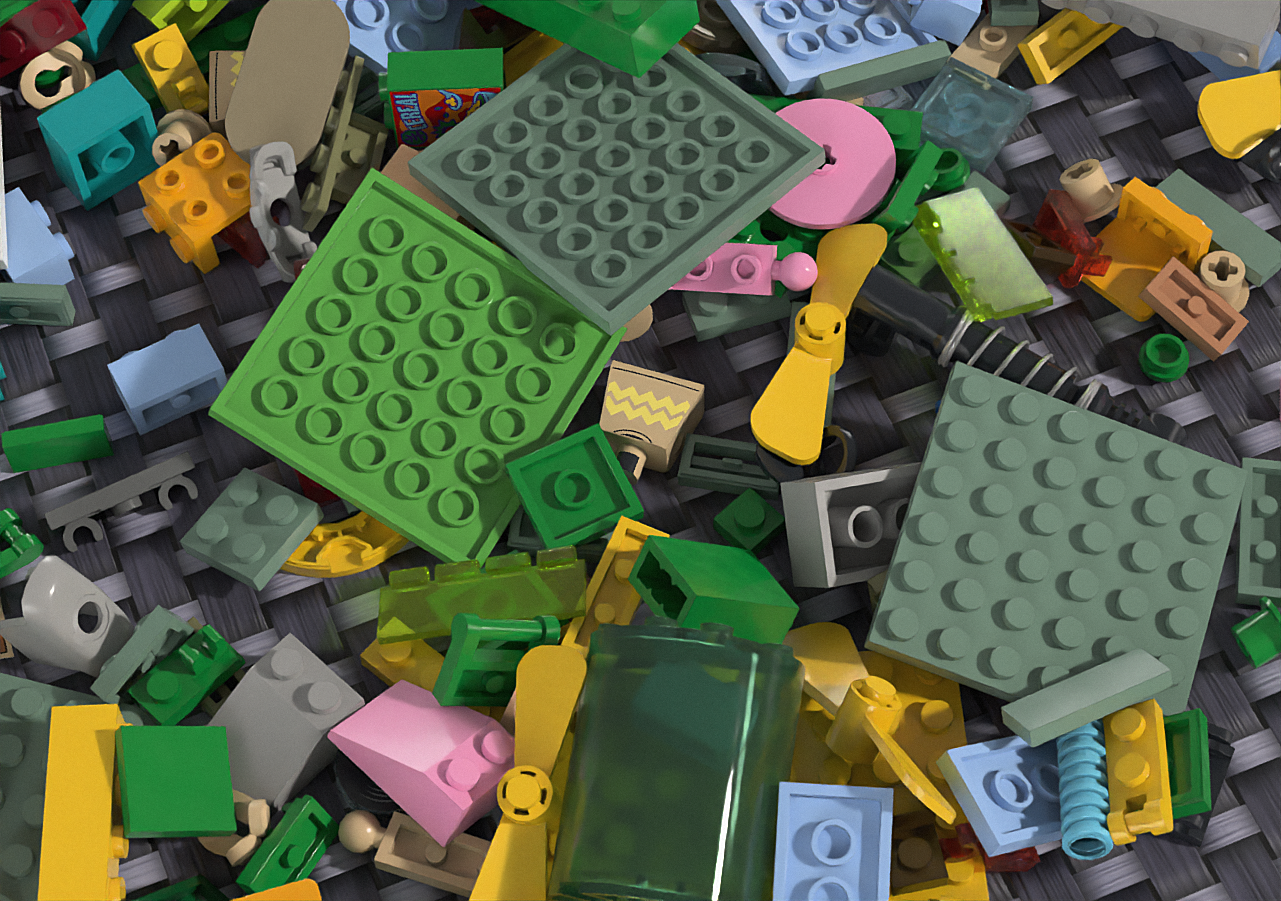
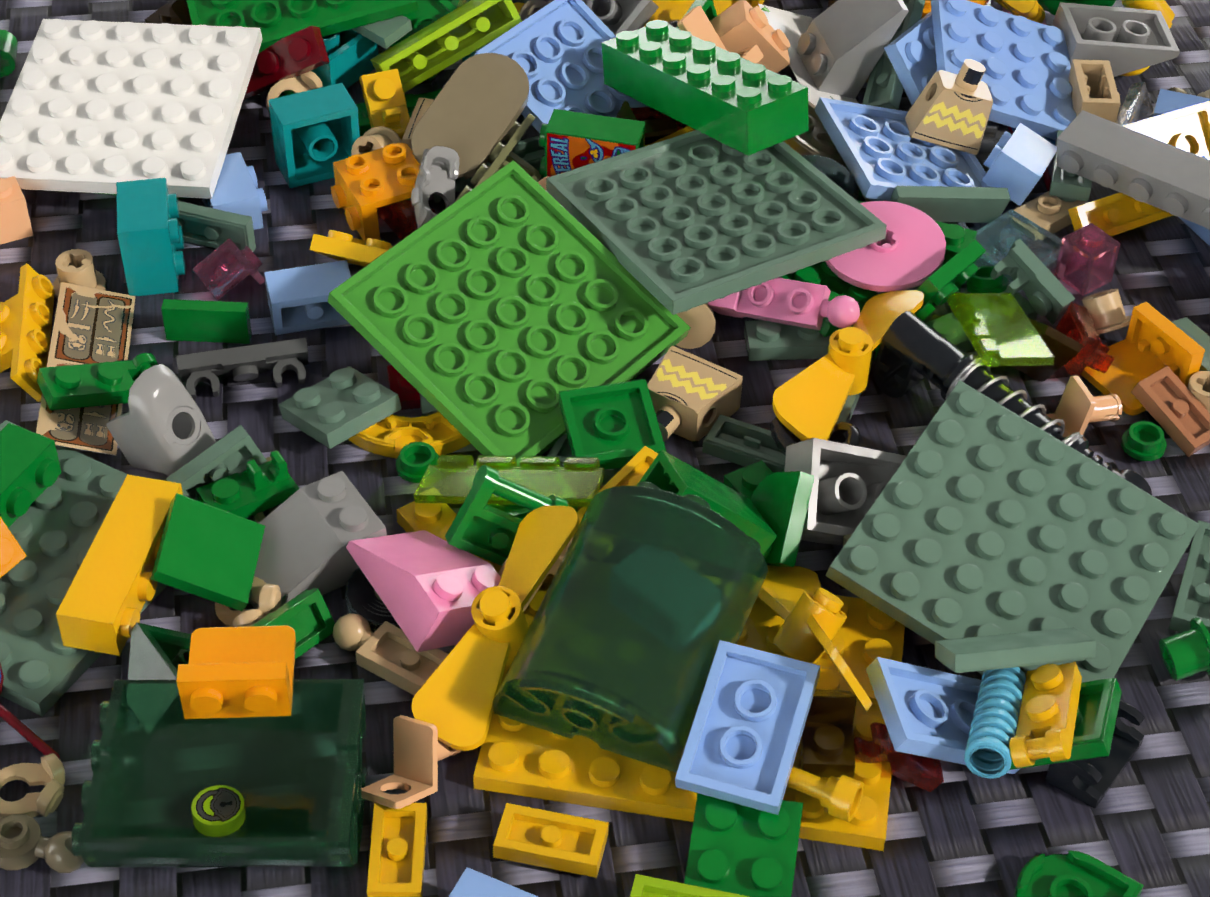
camera: 10 degrees right, 15 degrees down
(57, 359) = (227, 268): none -> clear pink bracket
(202, 308) = (344, 247): none -> yellow plate
(362, 583) = (414, 461): none -> green plate
(797, 562) = (784, 503): none -> green tile
(1016, 178) = (1042, 288): none -> sand green plate
(1053, 112) = (1087, 259): none -> clear pink brick
(1085, 336) = (1080, 407): none -> light nougat bracket

